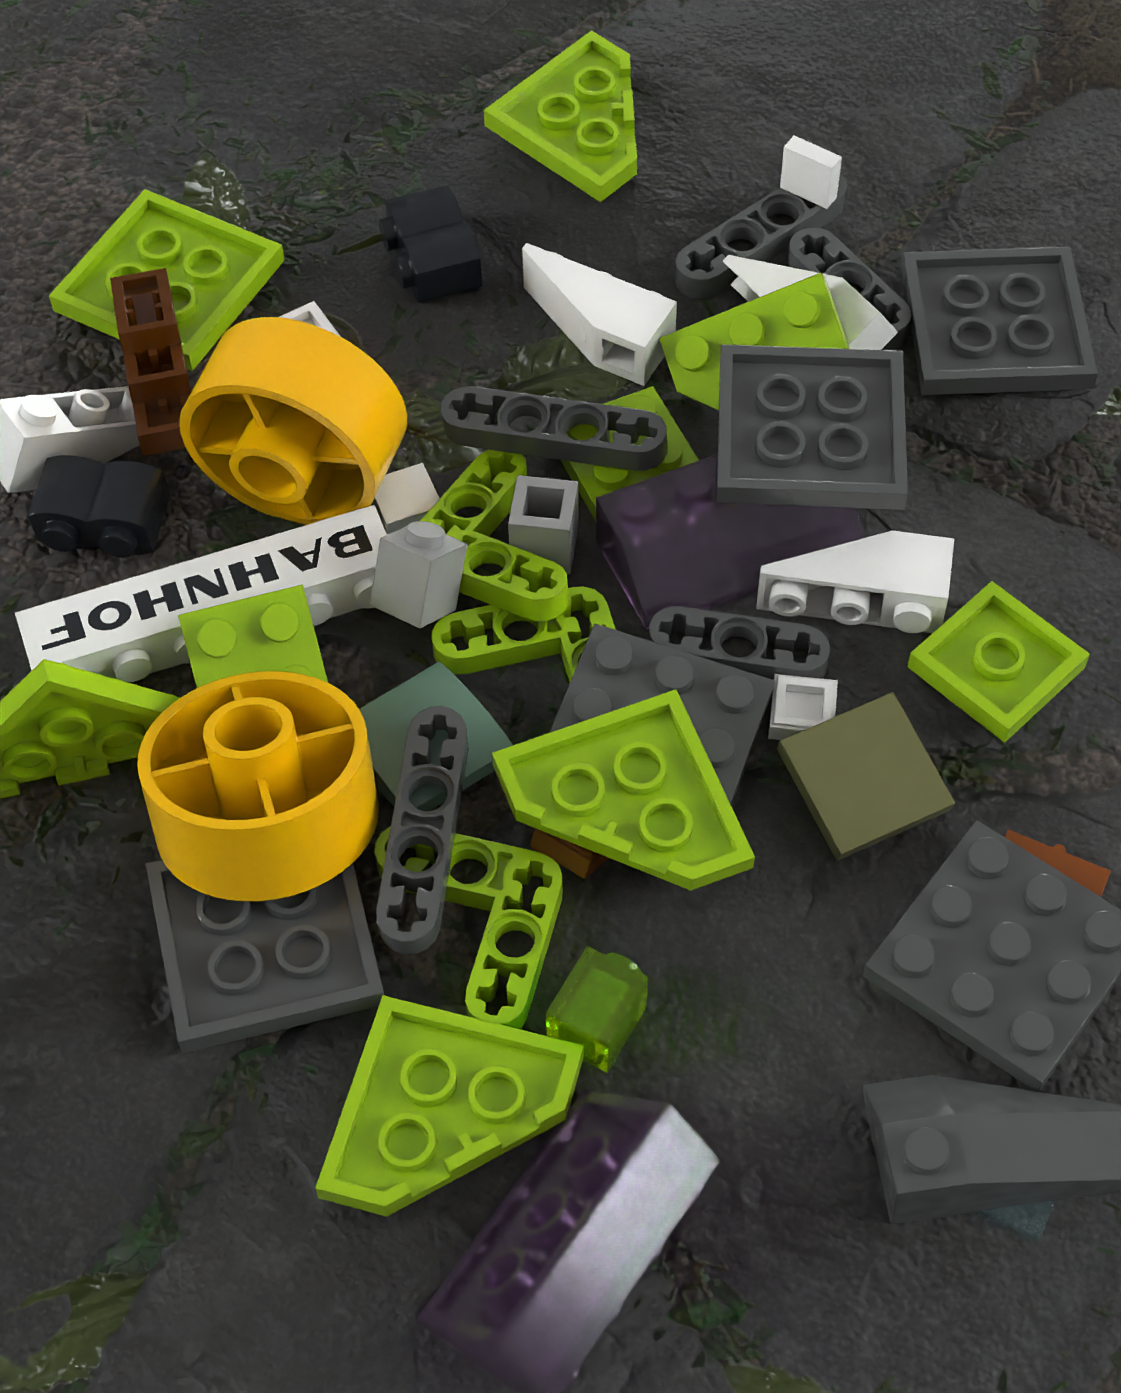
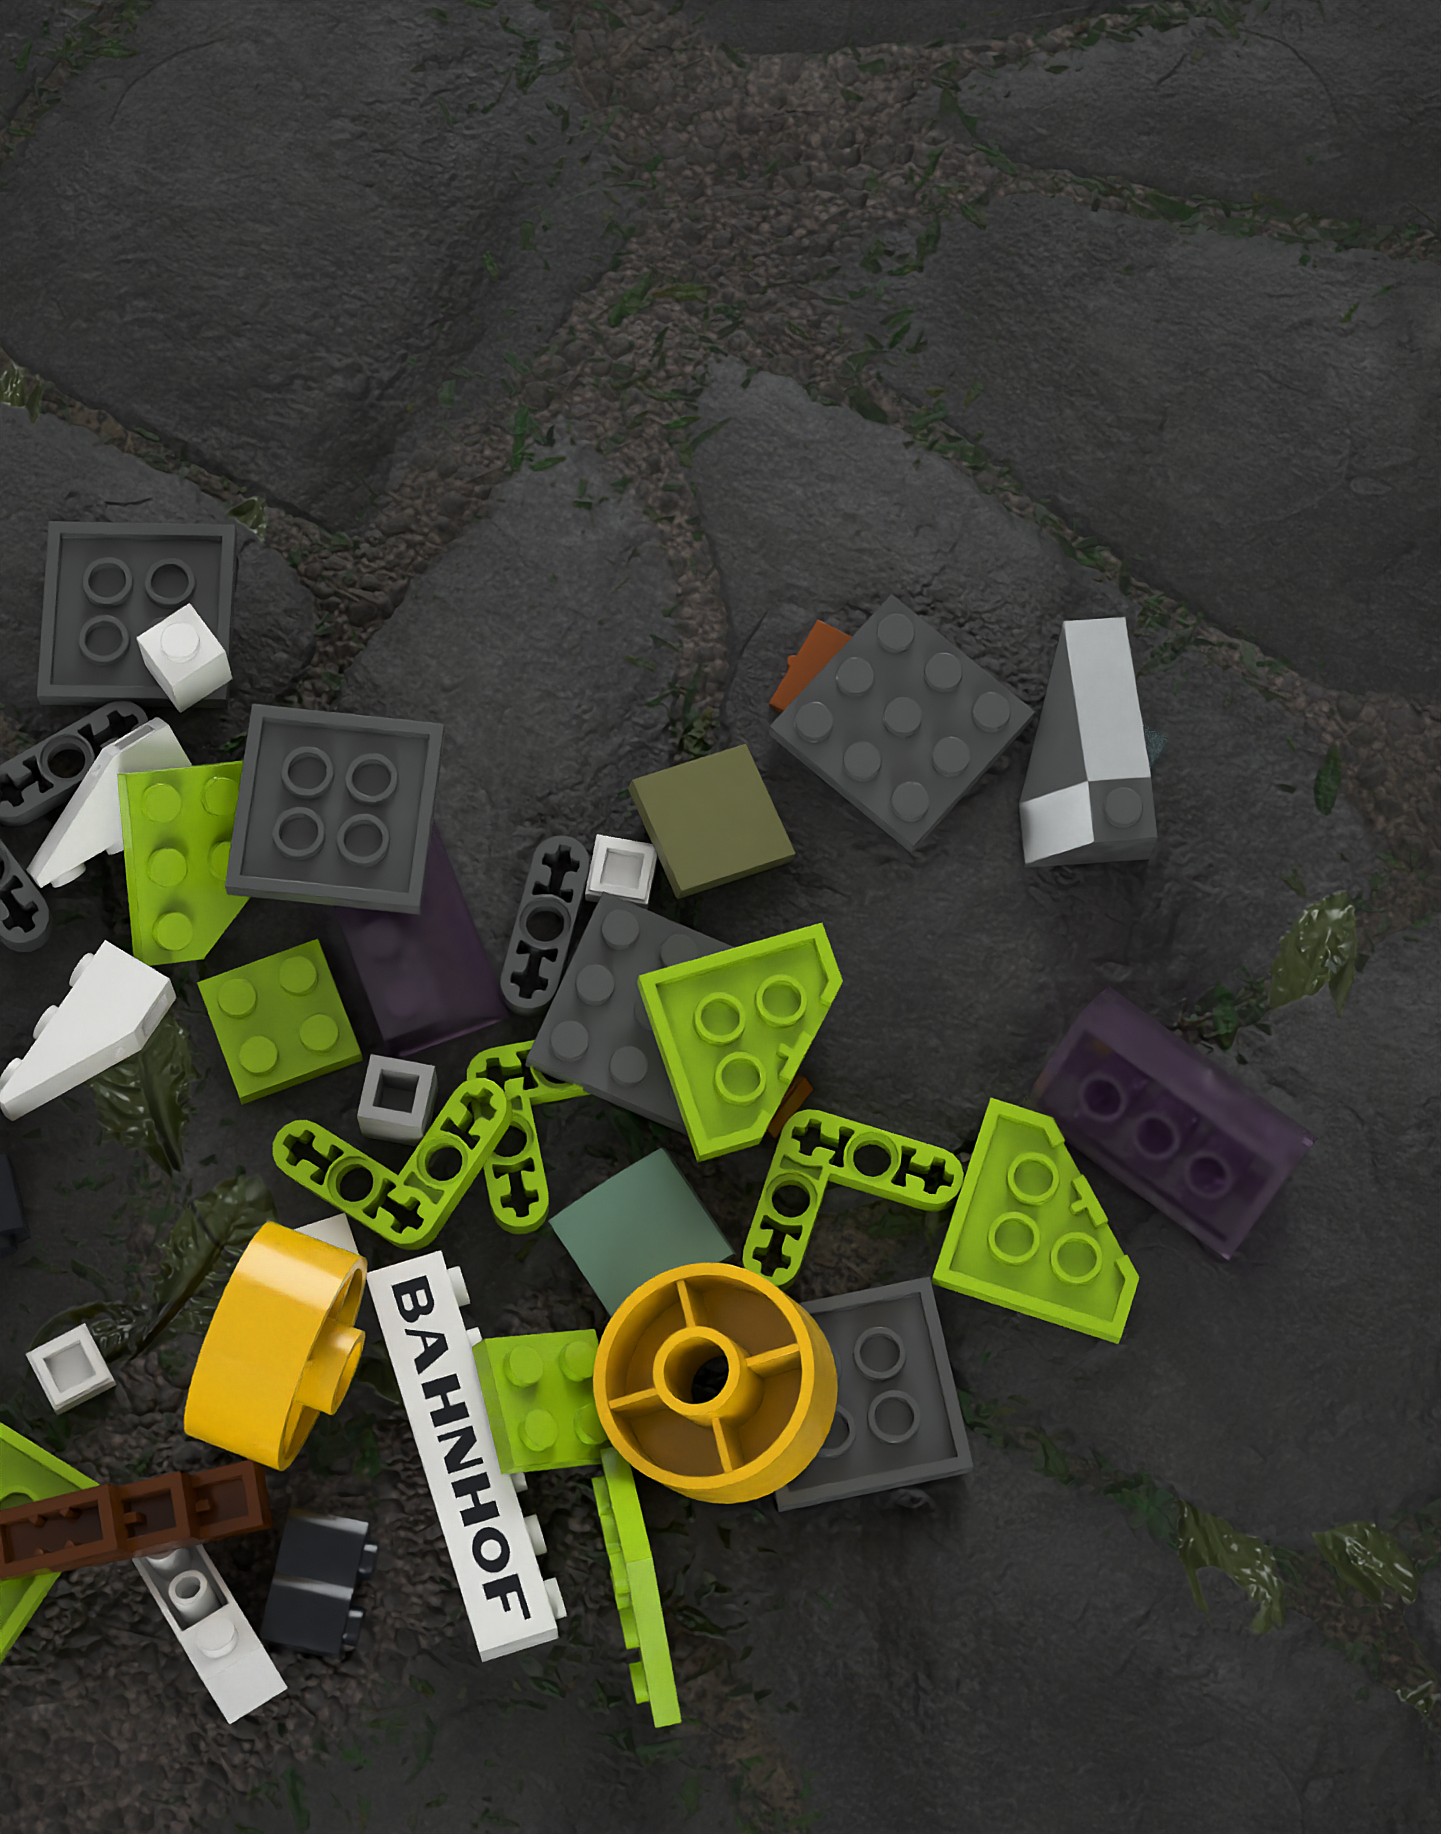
camera: 90 degrees left, 15 degrees up
(418, 573) = (465, 1227): light grey brick -> none
(423, 827) = (759, 1243): dark grey beam -> none
(556, 419) = (260, 1082): dark grey beam -> none
(599, 1006) = (949, 1083): clear neon green brick -> none
(875, 581) = (485, 768): white slope -> none
(950, 327) = (184, 657): none -> white brick
(998, 661) = (586, 680): lime plate -> none

